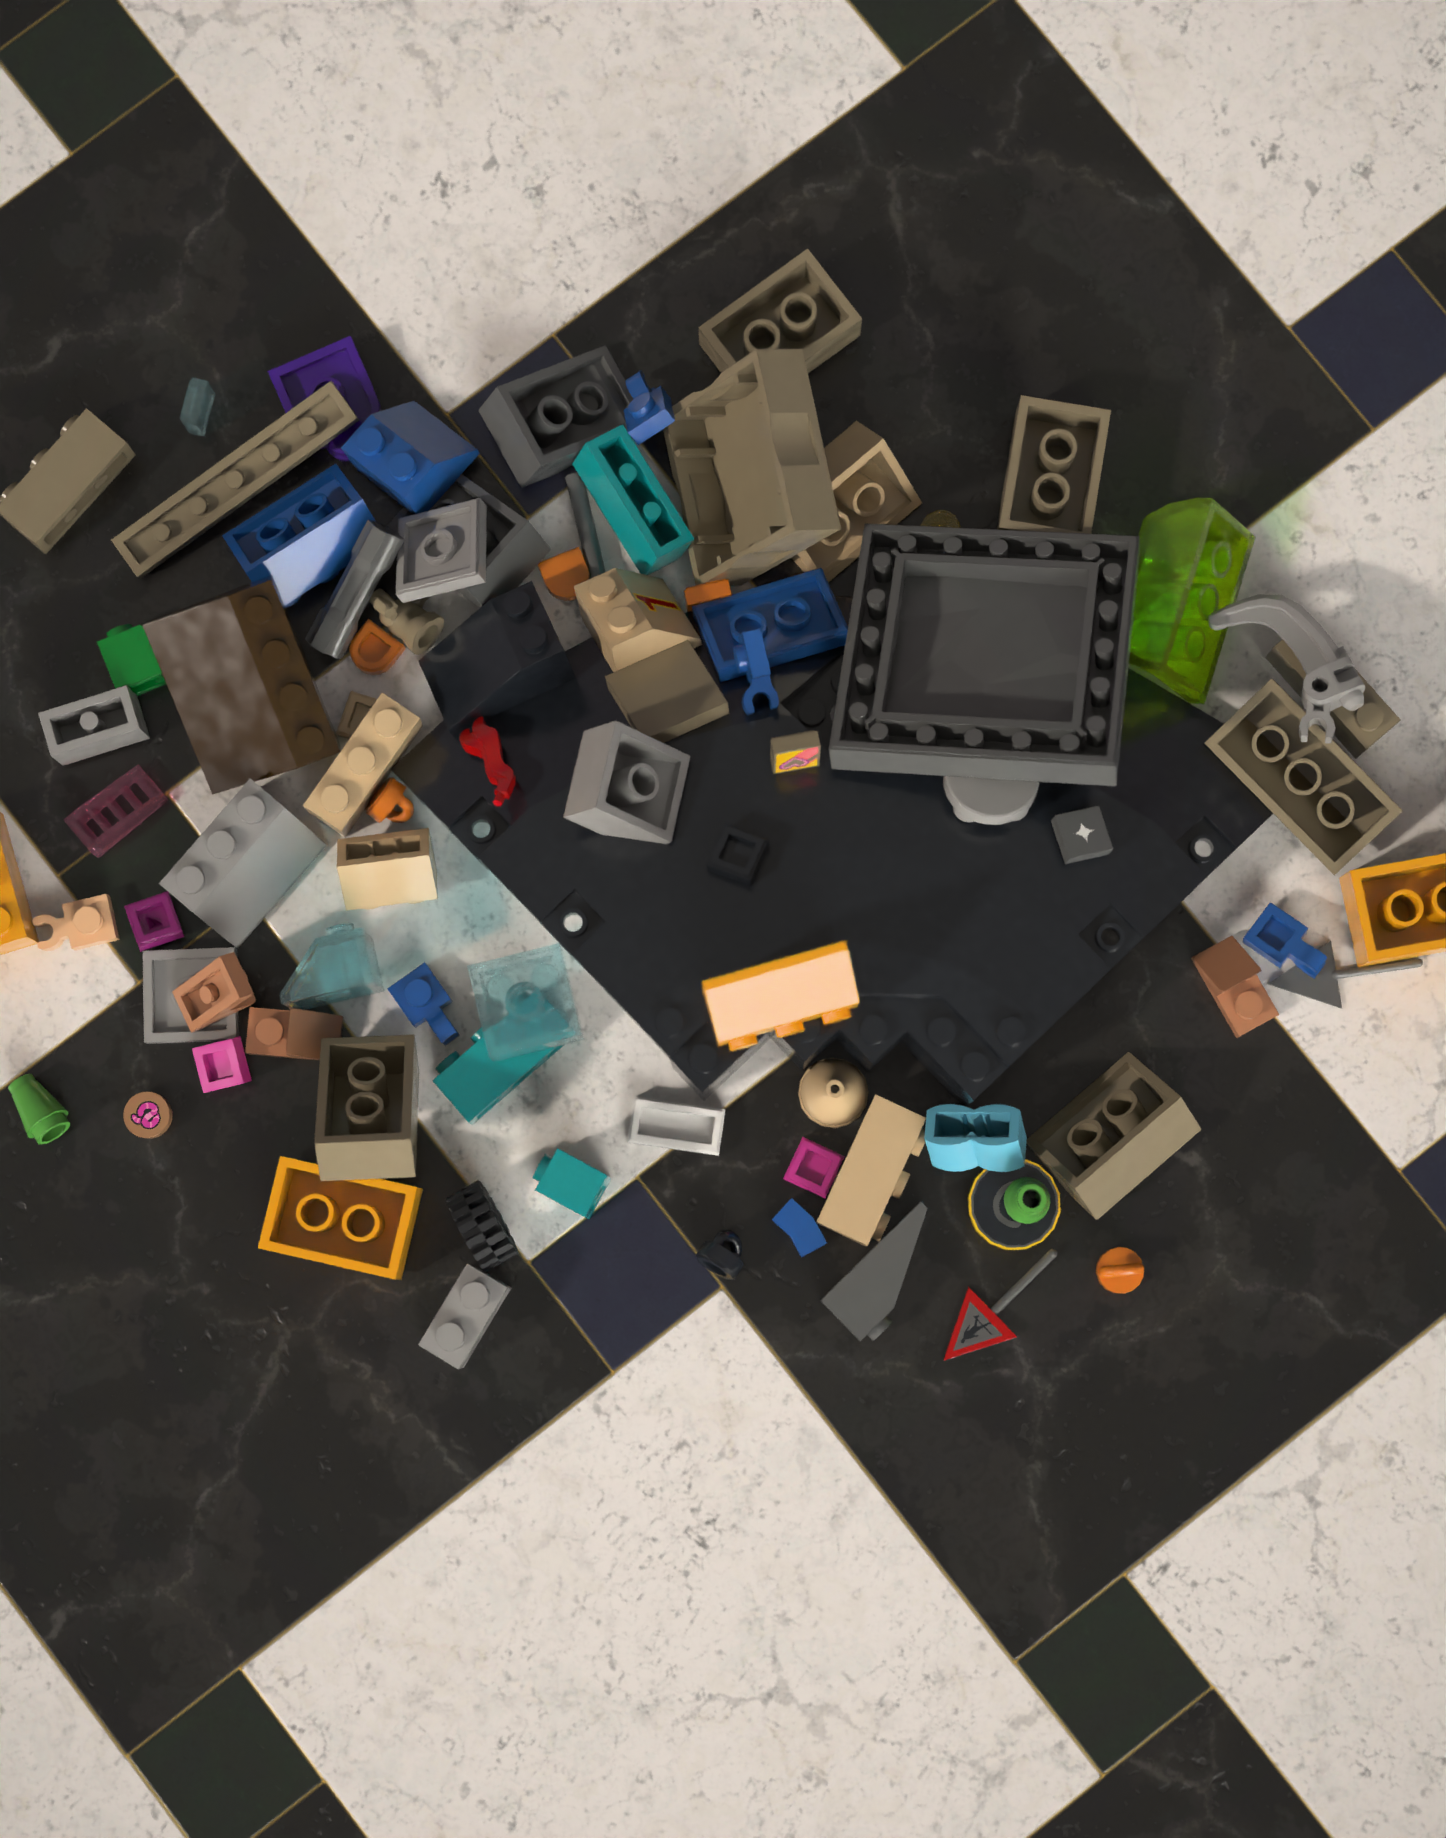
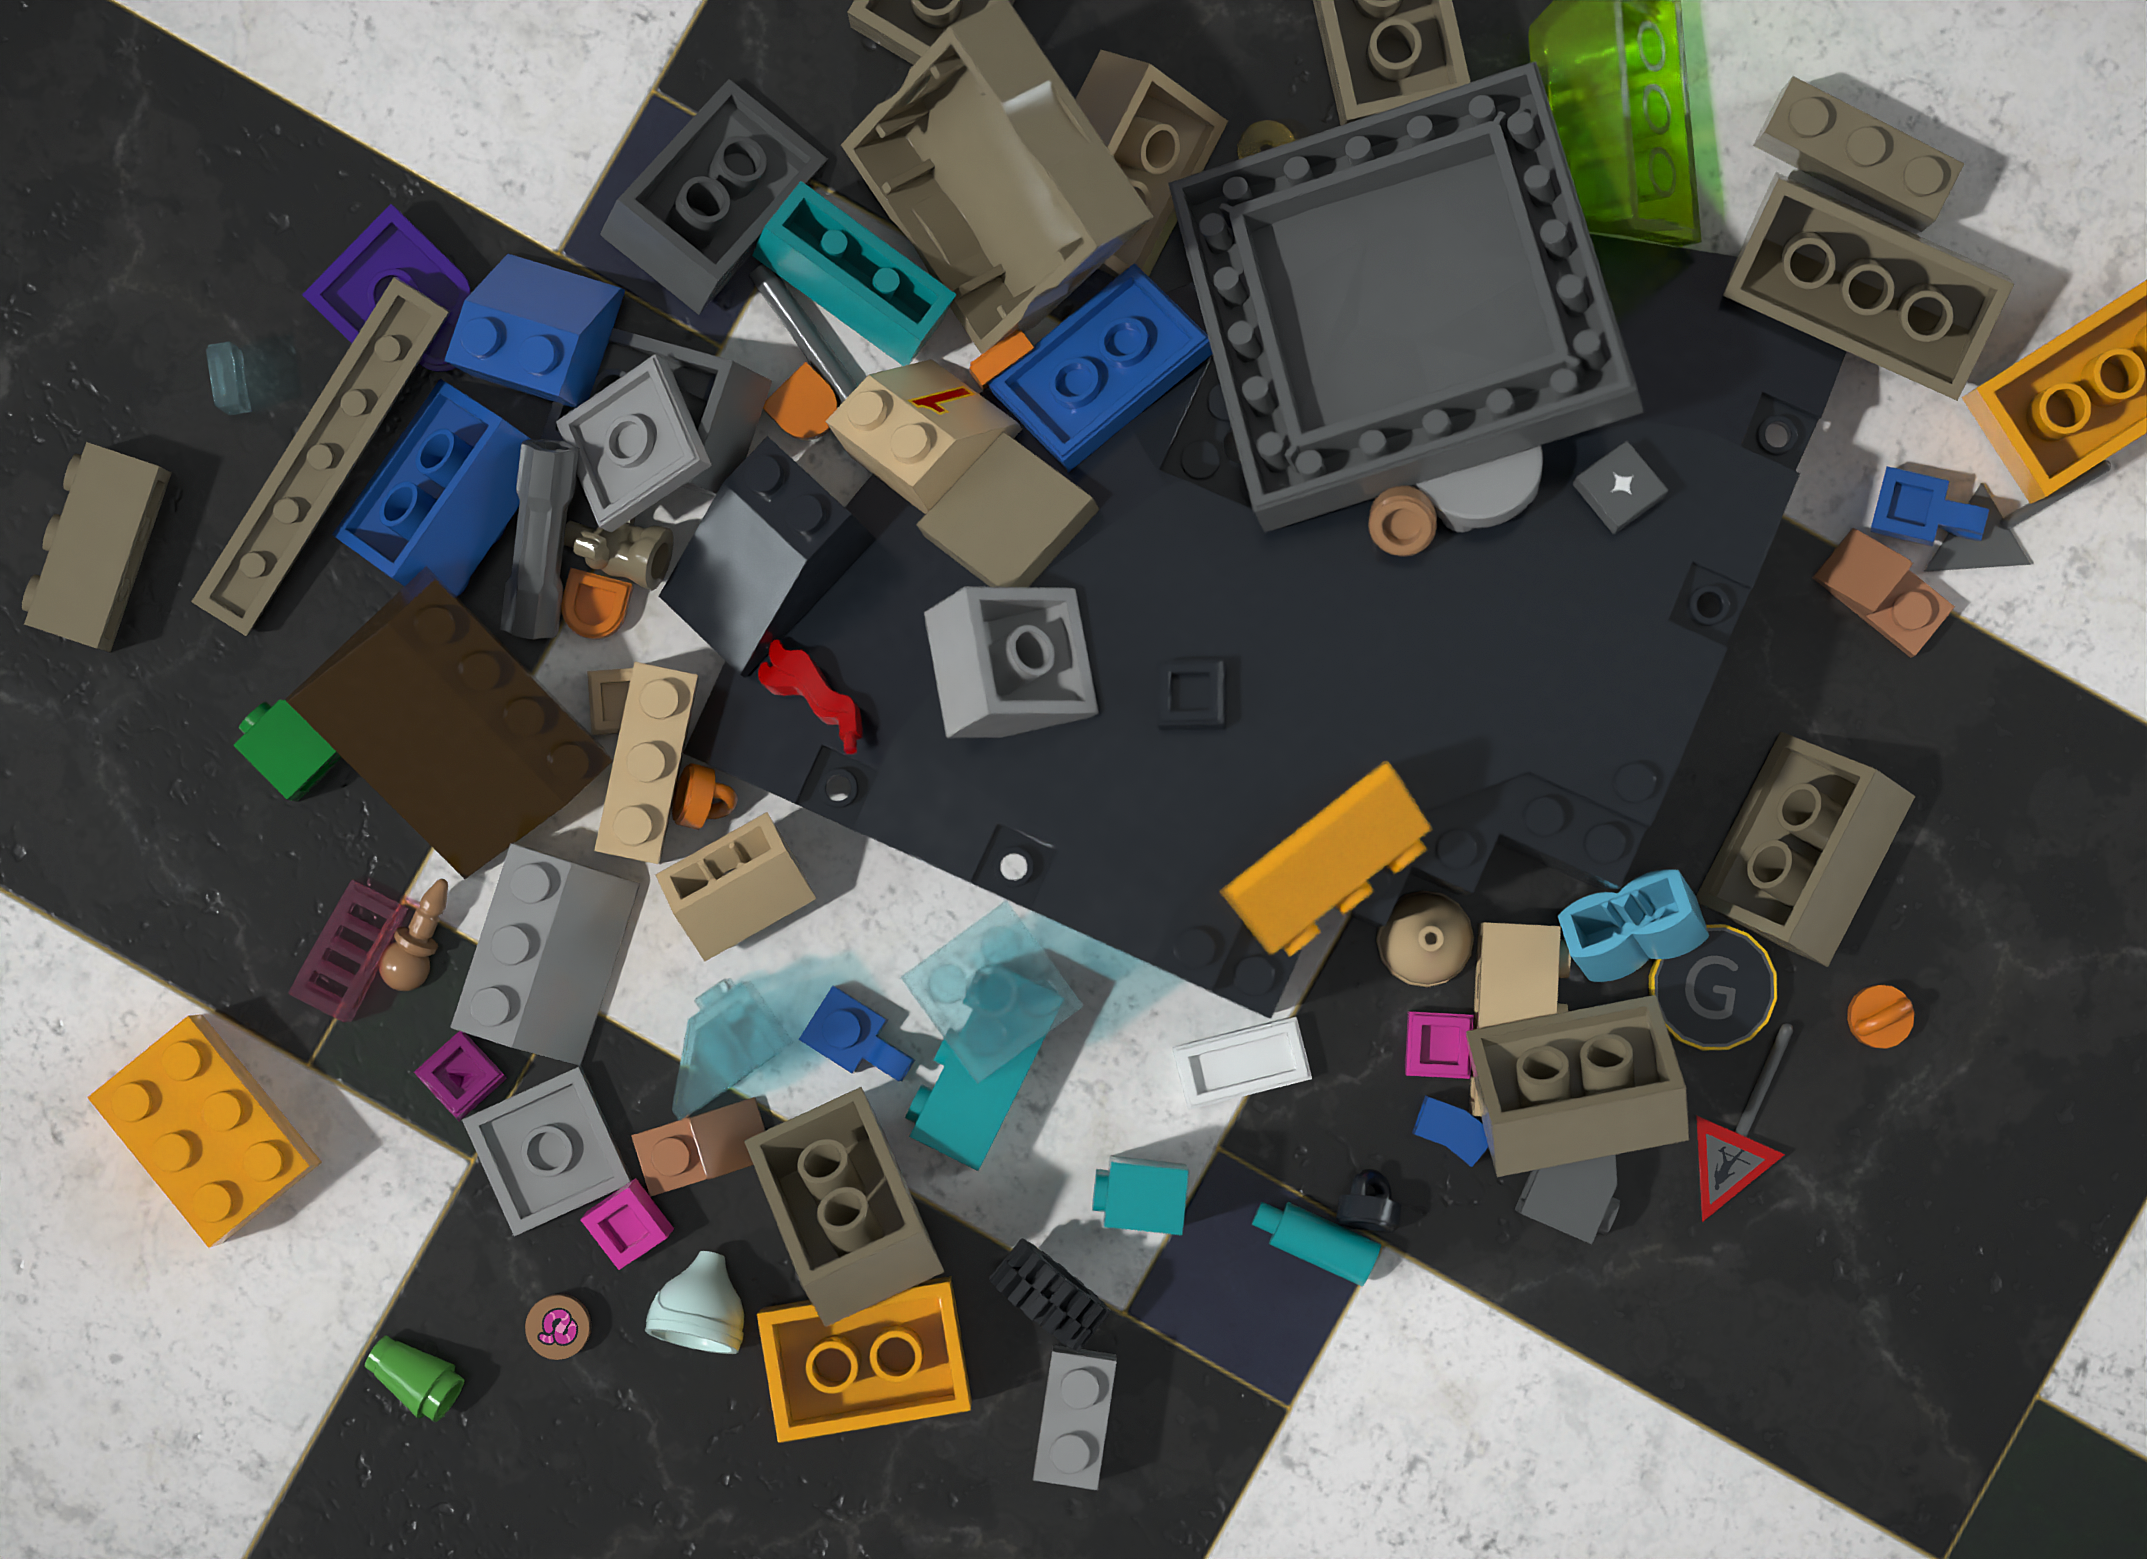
camera: 25 degrees left, 5 degrees up
(84, 923) = (370, 1114): light nougat plate -> none
(94, 725) = (275, 855): light grey brick -> none
(151, 832) = (407, 961): none -> medium nougat bar
(214, 993) = (580, 1138): nougat slope -> none
(245, 1140) = (699, 1308): none -> light aqua helmet
(649, 409) = (826, 146): blue plate -> none
(678, 1266) = (1318, 1241): none -> teal cylinder
(752, 658) = (1103, 429): blue plate -> none
(795, 752) = (1209, 530): dark tan tile -> none
(893, 1228) = (1578, 1085): none -> dark tan slope
(926, 796) = (1402, 520): none -> medium nougat tile
(1014, 1200) = (1713, 977): bright green cone -> none
(1330, 674) = (1848, 137): light grey piece -> none

